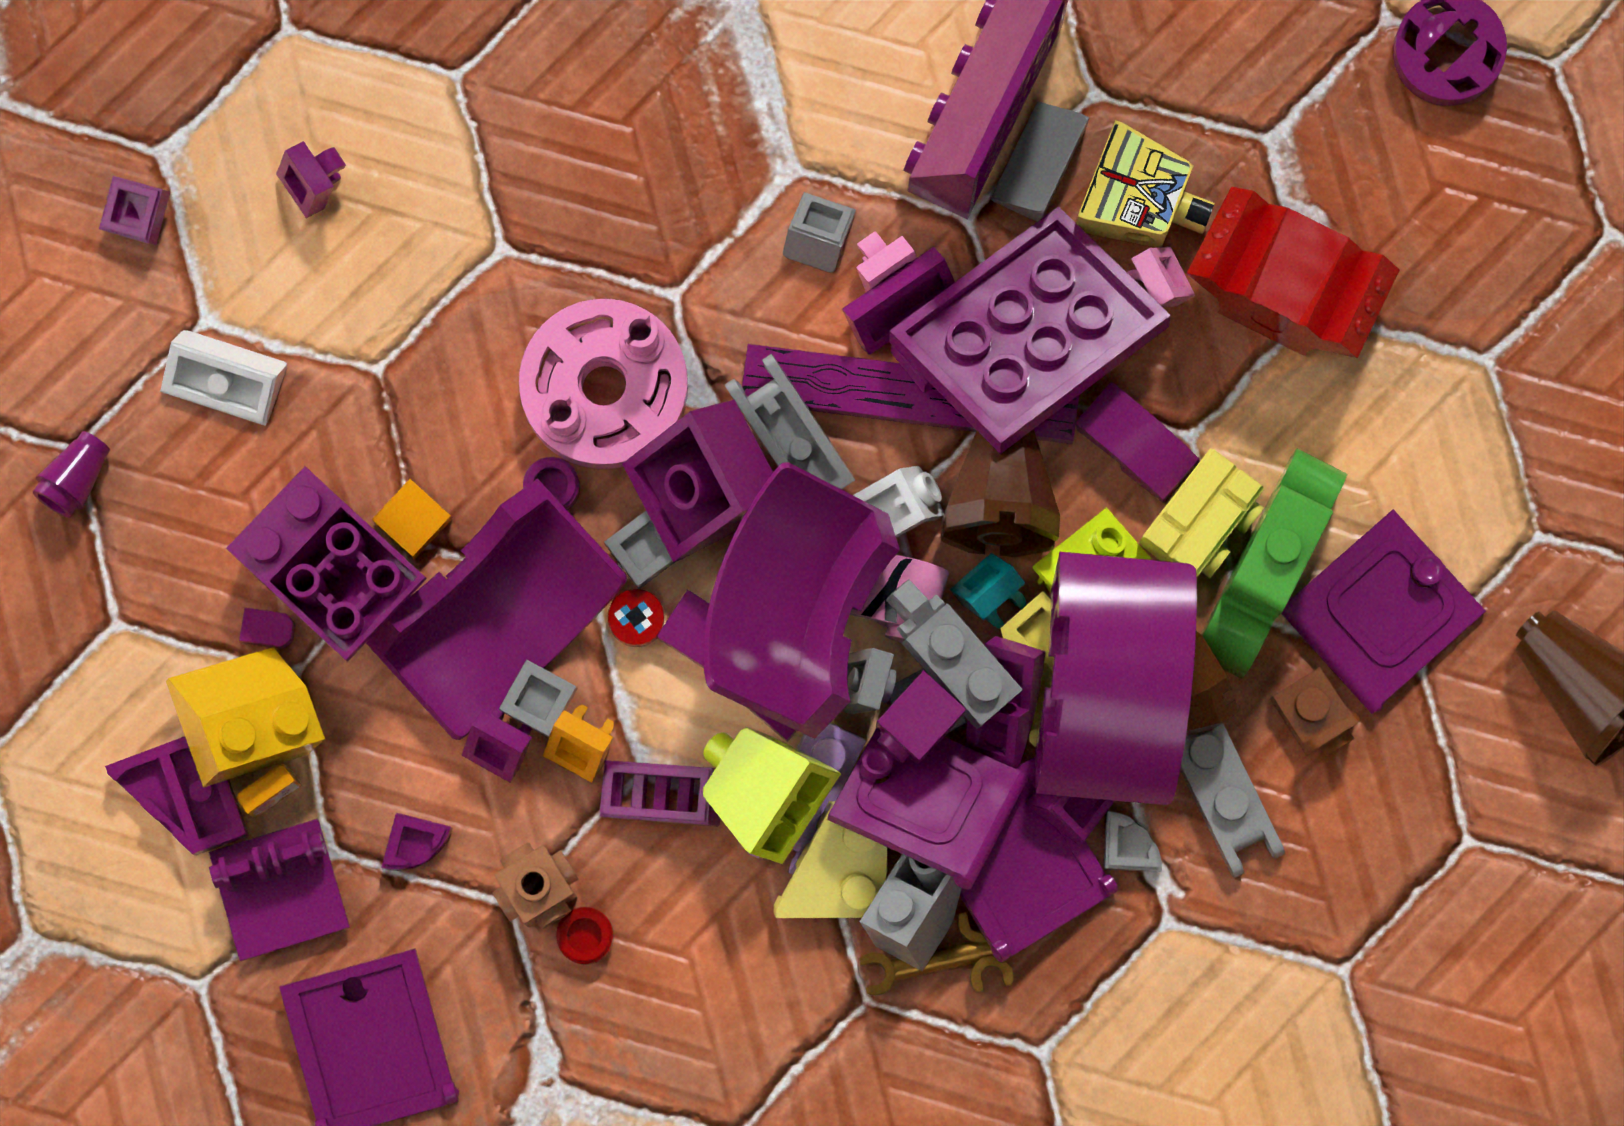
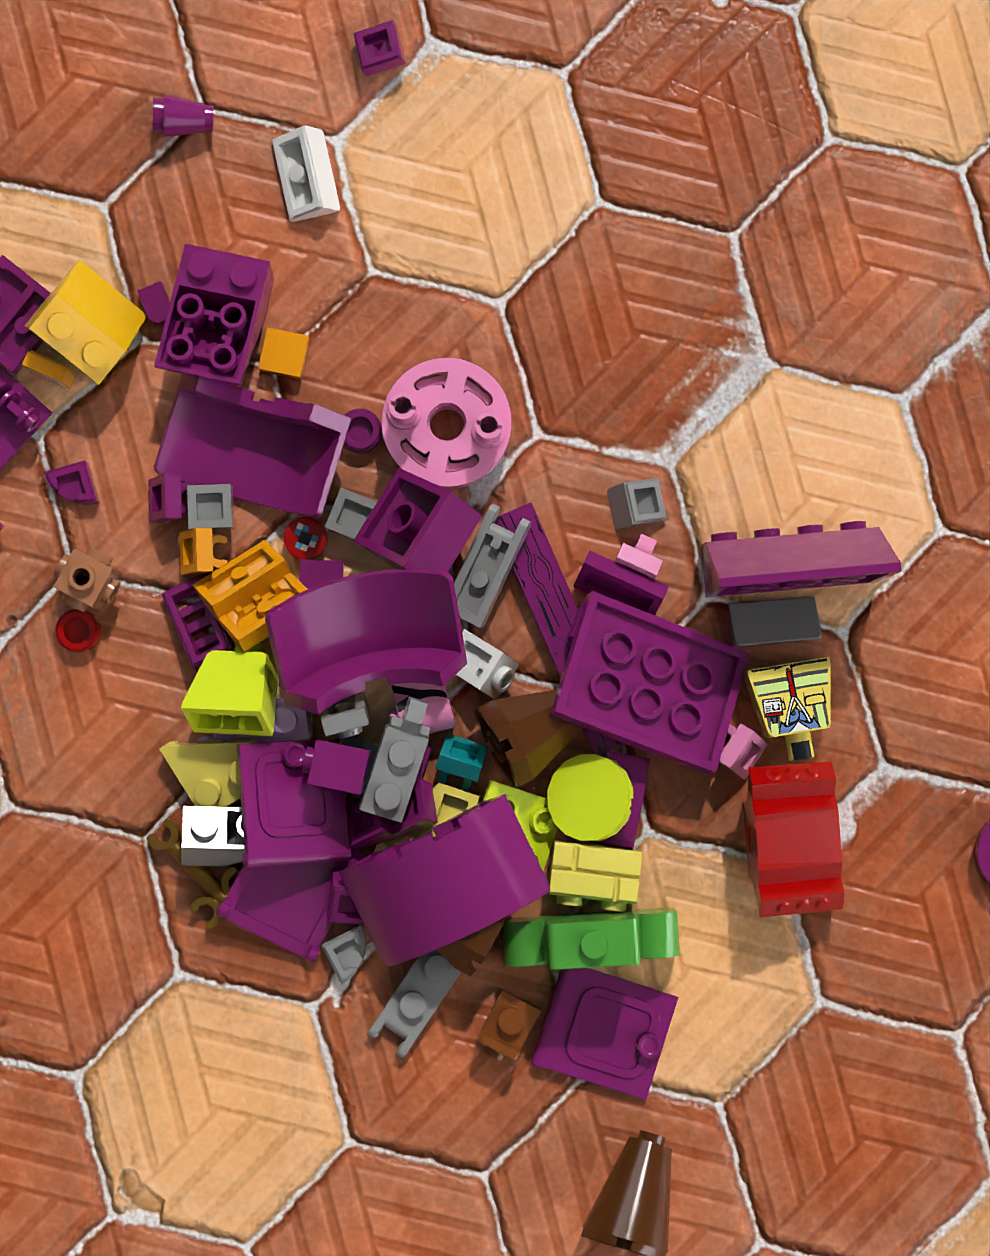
camera: 60 degrees right, 5 degrees up
(310, 177) = (469, 148): magenta tile -> none
(664, 711) = (246, 590): none -> light orange slope
(1116, 469) = (590, 797): none -> neon yellow tile

